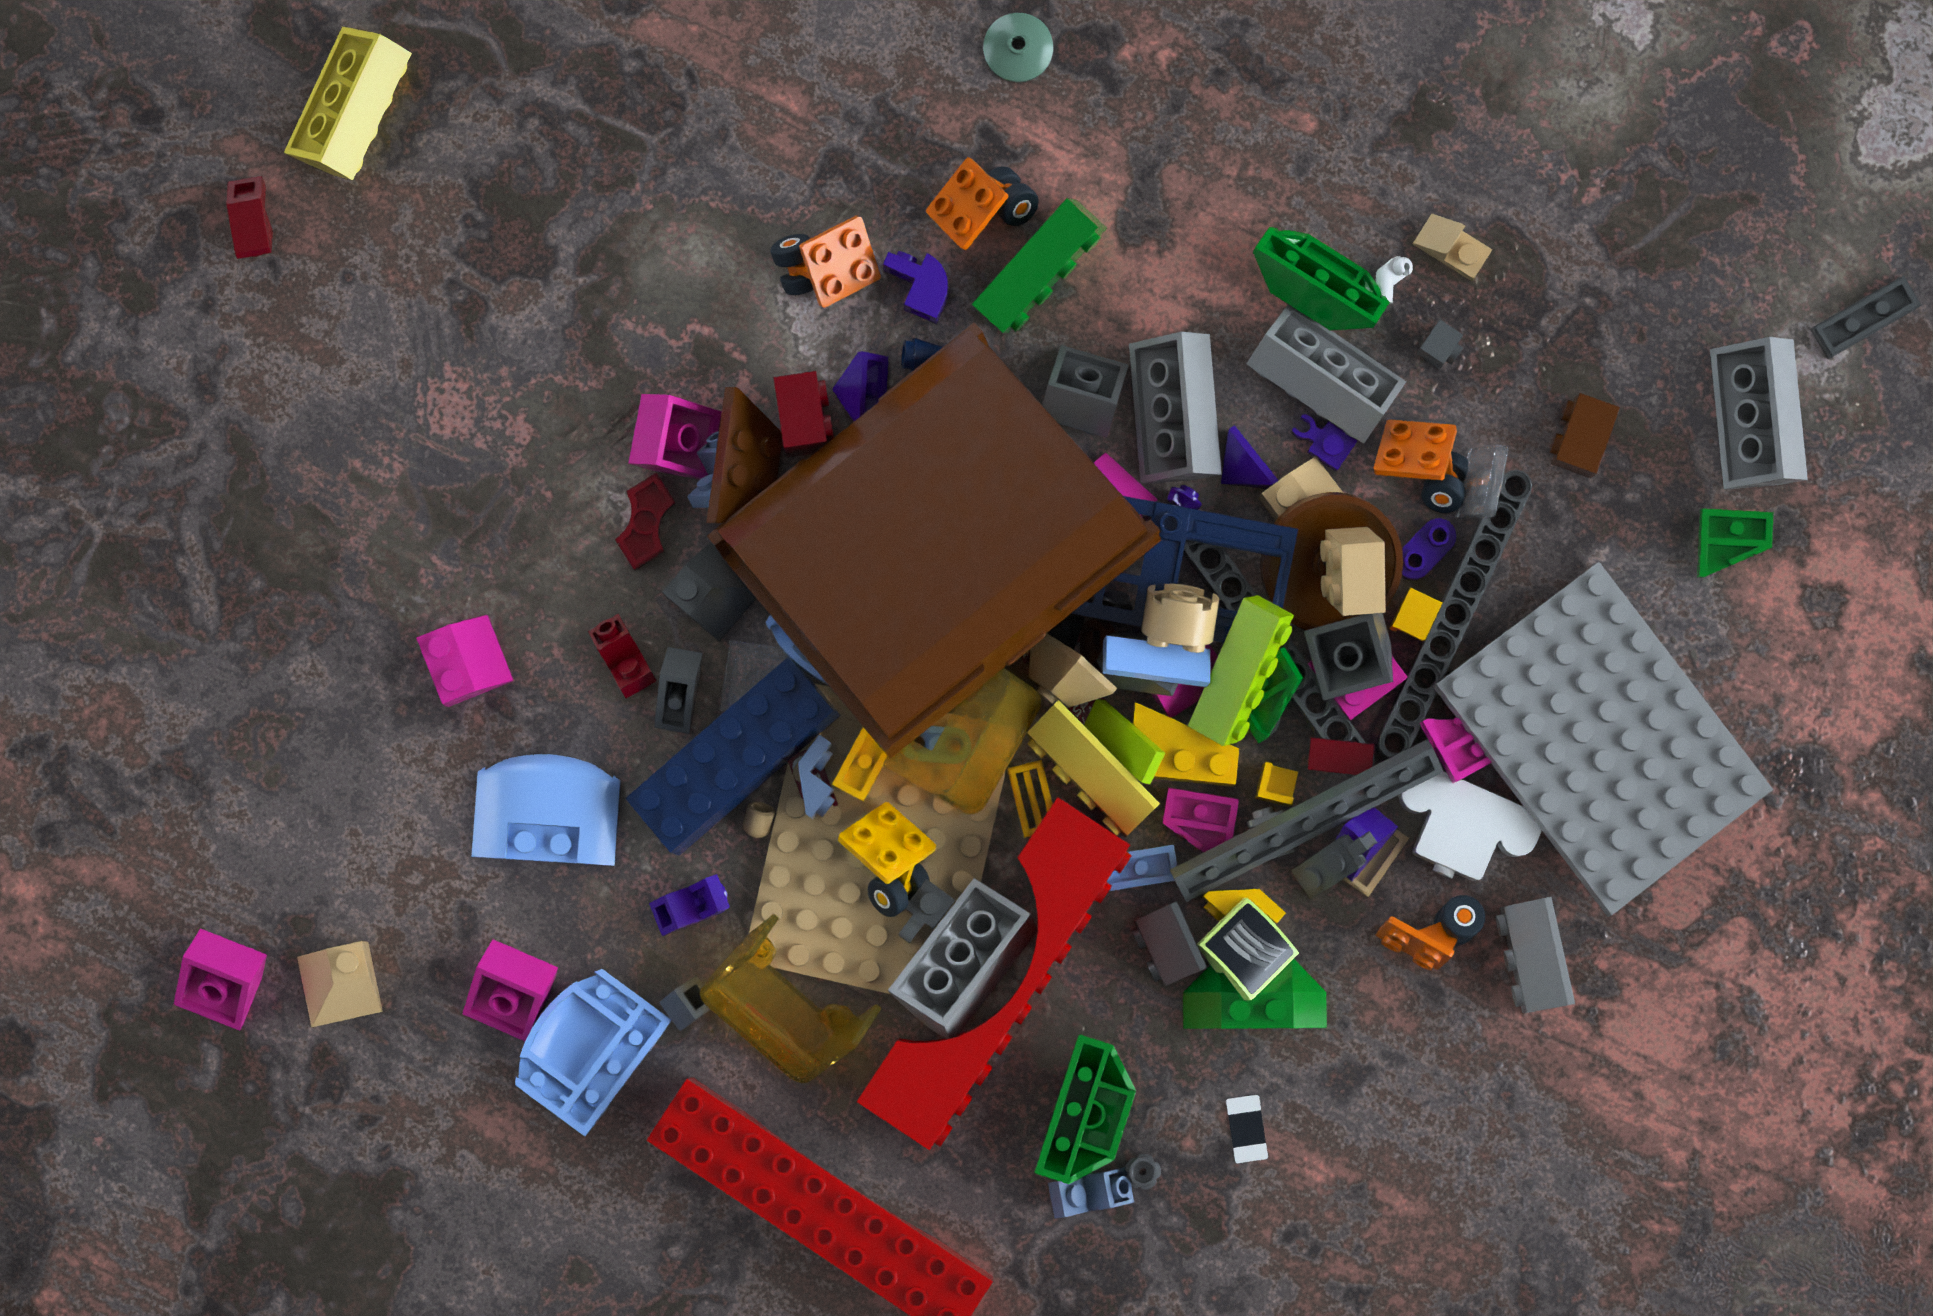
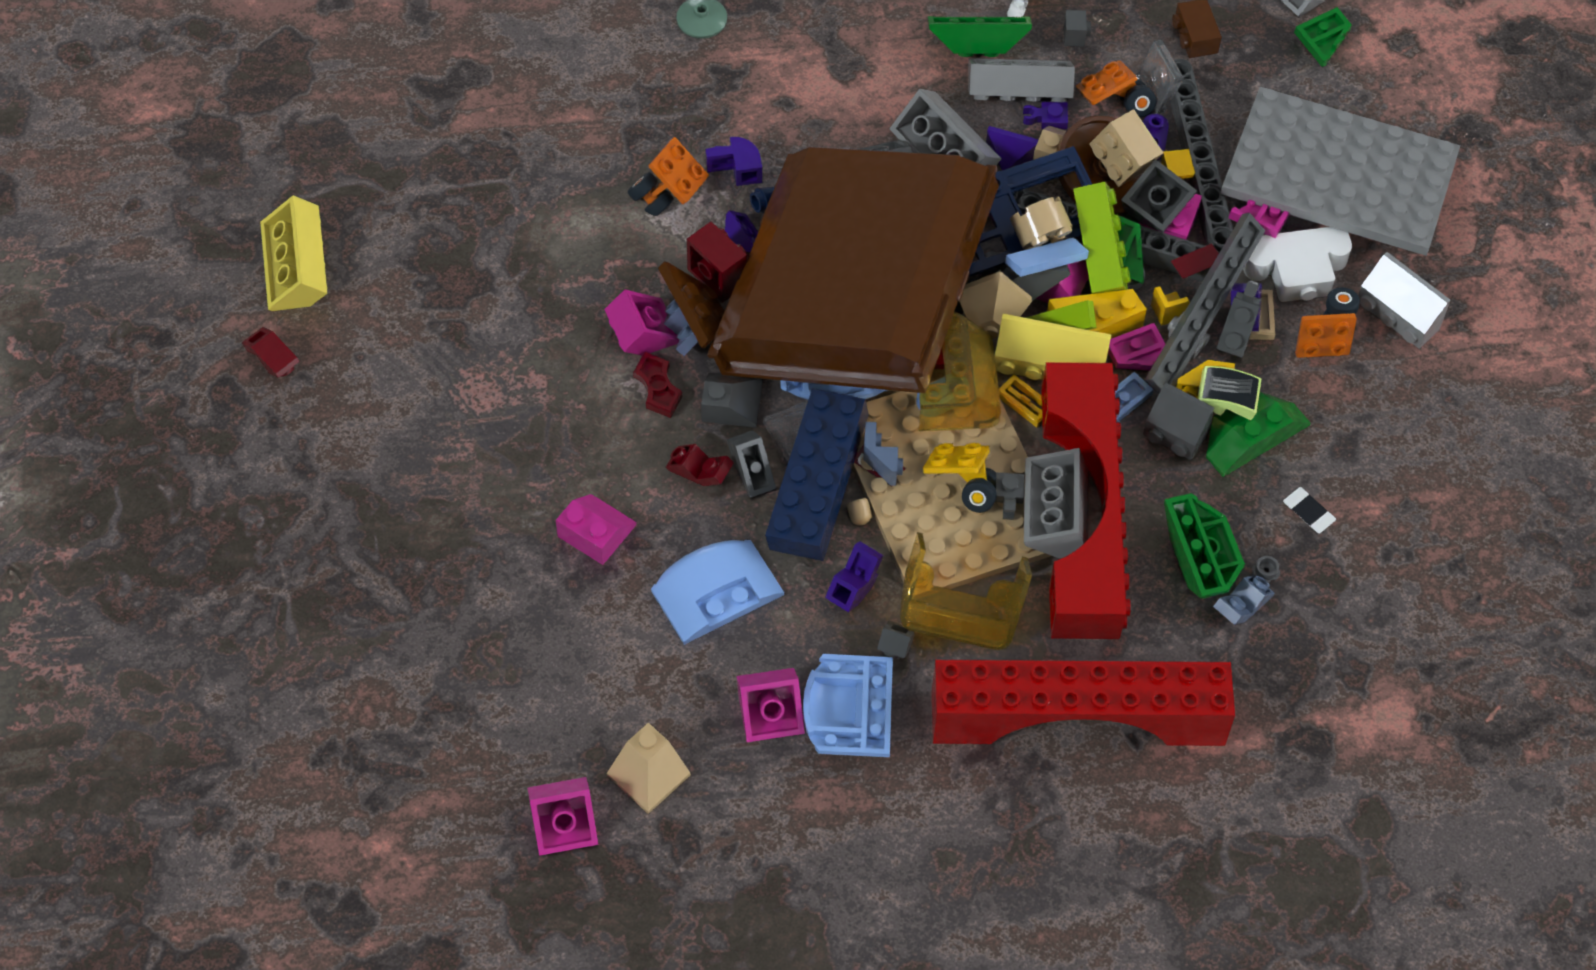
camera: 35 degrees left, 25 degrees down
(860, 767) = (904, 422): yellow plate -> none
(974, 198) = (737, 98): orange plate -> none
(1039, 265) = (805, 104): green wedge -> none

